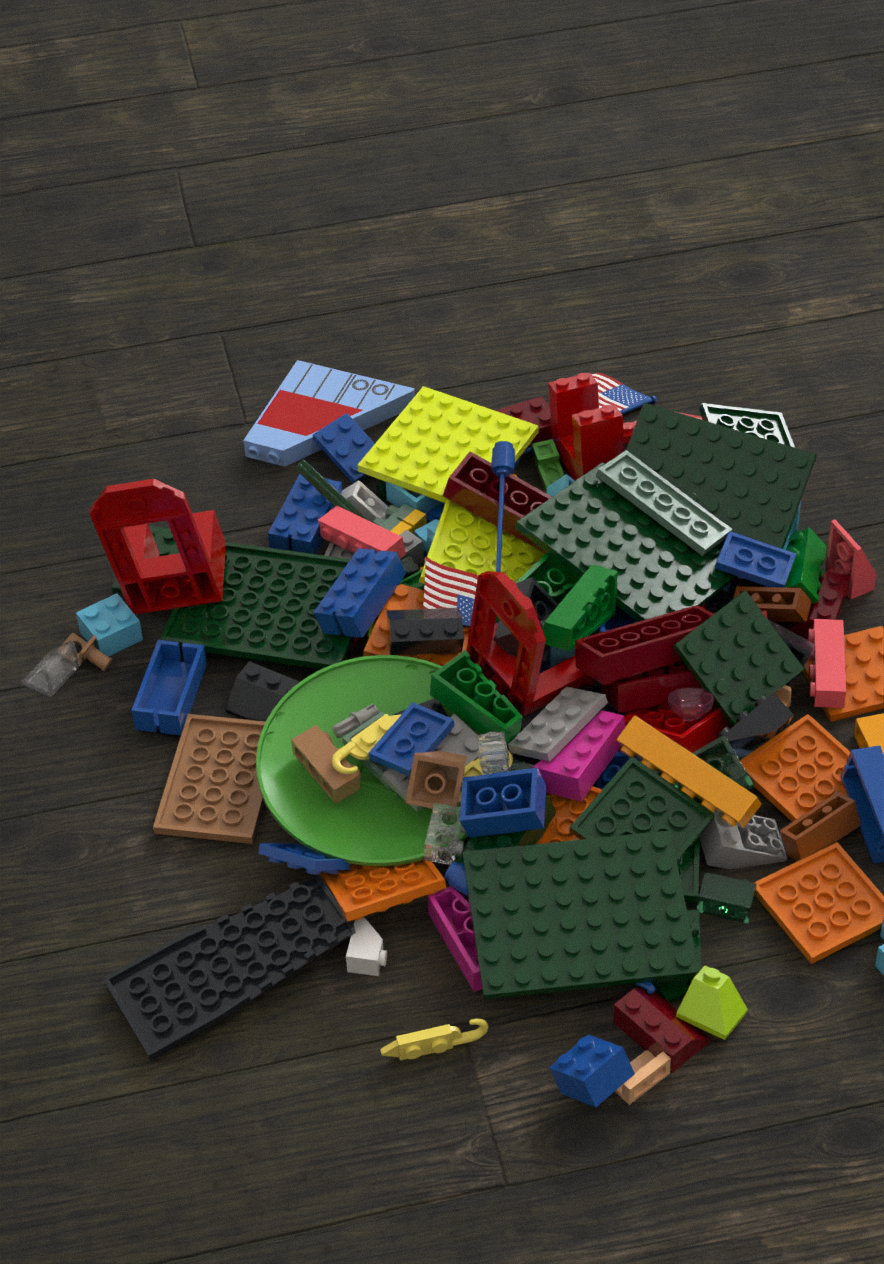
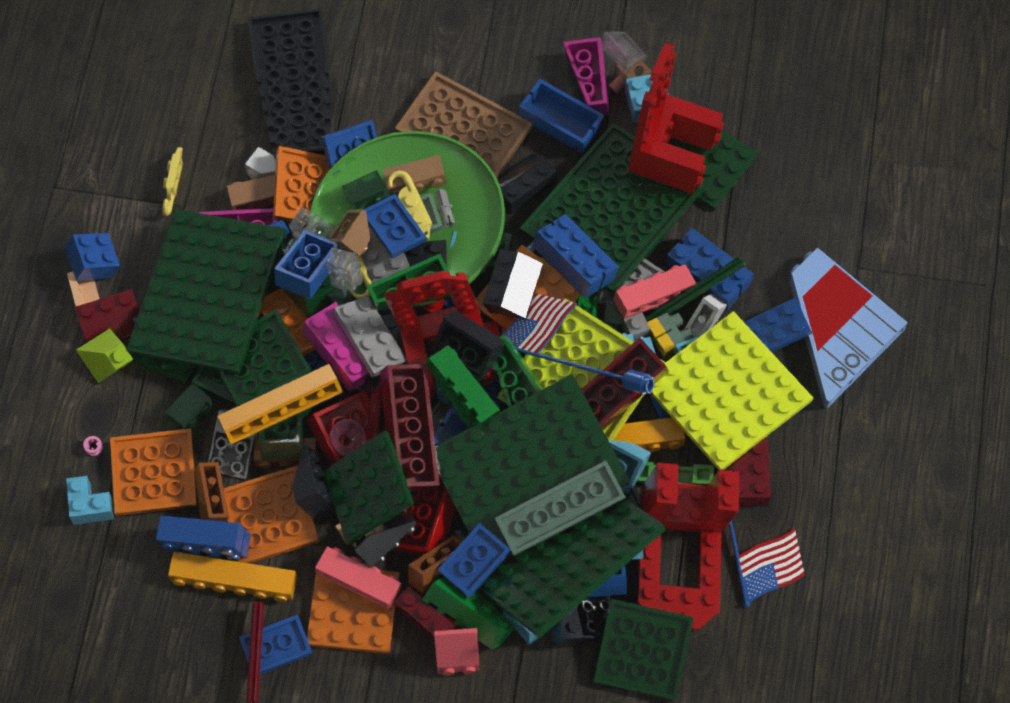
camera: 110 degrees right, 20 degrees up
(99, 681) = (589, 71): none -> dark pink wedge
(367, 807) = (365, 191): none -> clear green brick
(408, 943) = (253, 193): none -> medium nougat brick
(830, 970) = (93, 439): none -> bright pink bush

